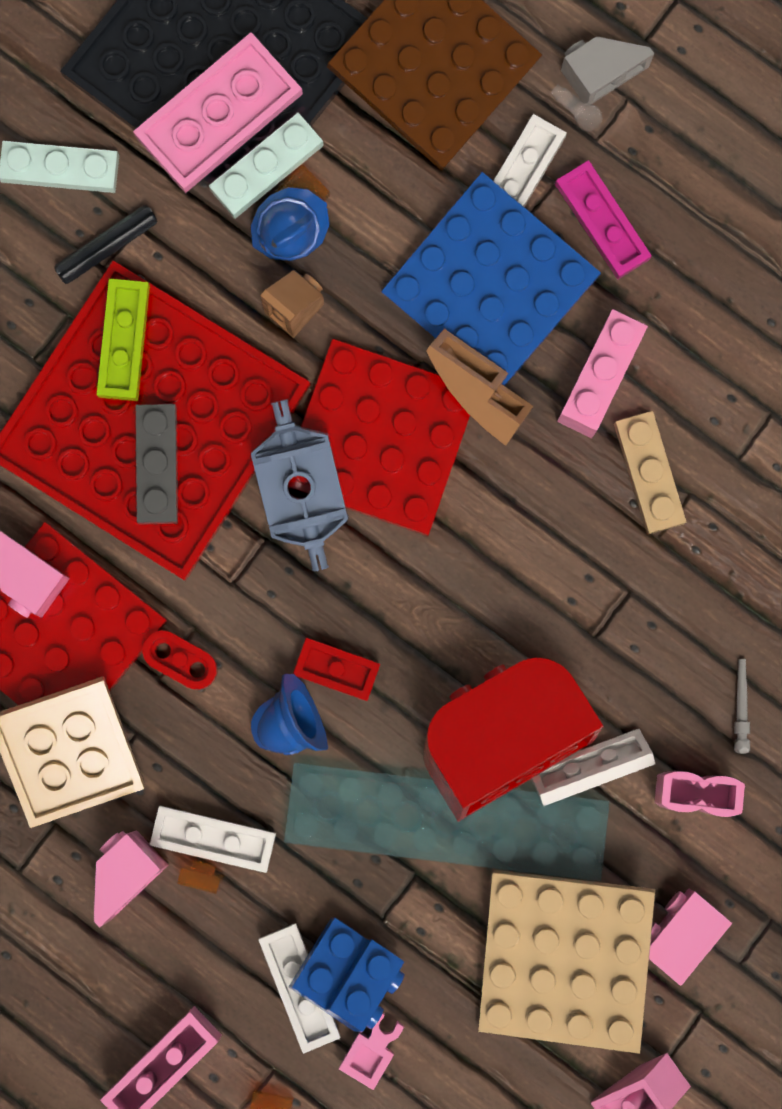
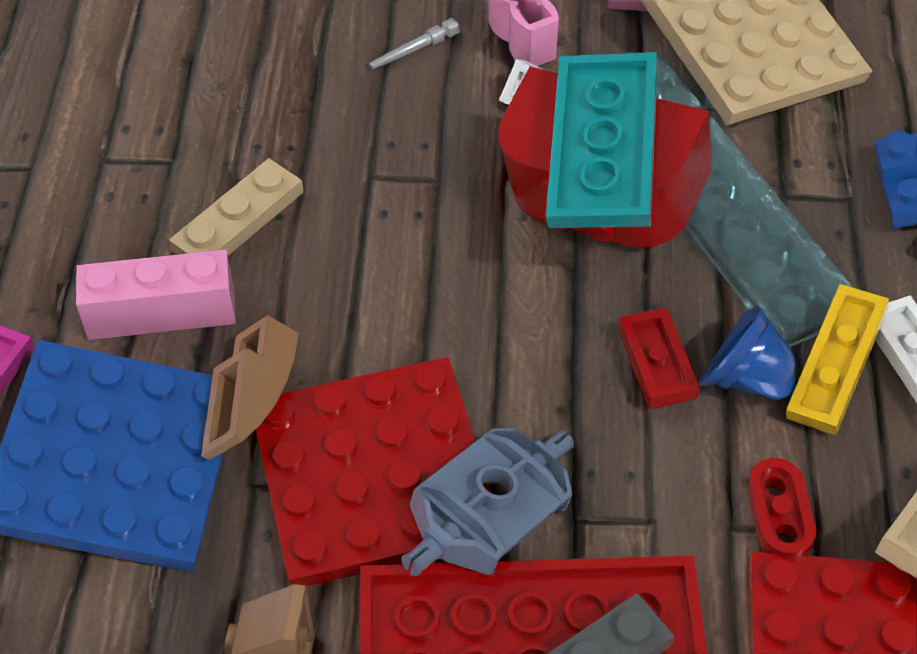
camera: 120 degrees left, 30 degrees down
(252, 781) = (837, 359): none -> yellow plate
(488, 716) = (603, 141): none -> teal plate

